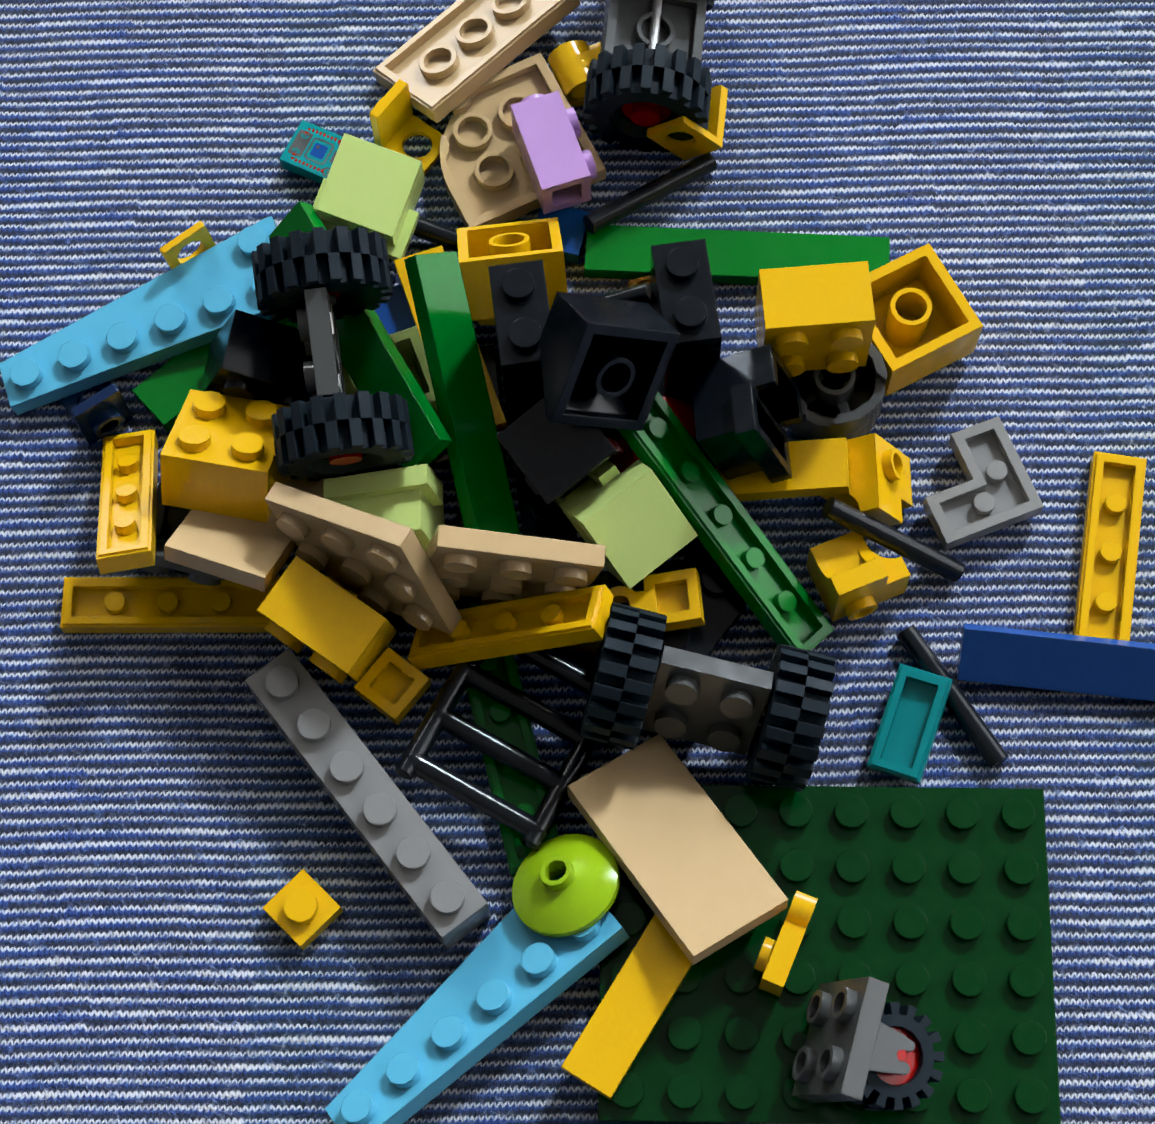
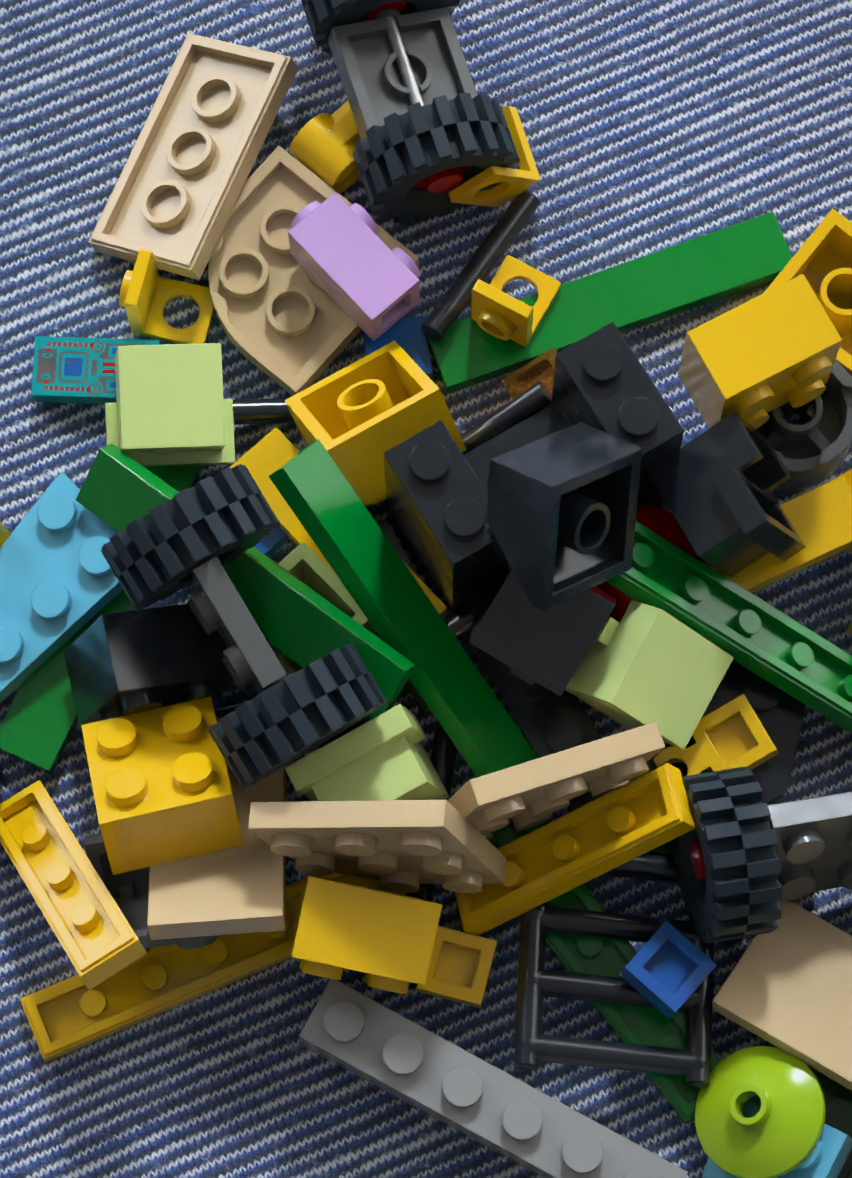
camera: 25 degrees left, 5 degrees up
(543, 747) = (667, 969): none -> blue plate
(647, 229) = (505, 315): none -> yellow bracket

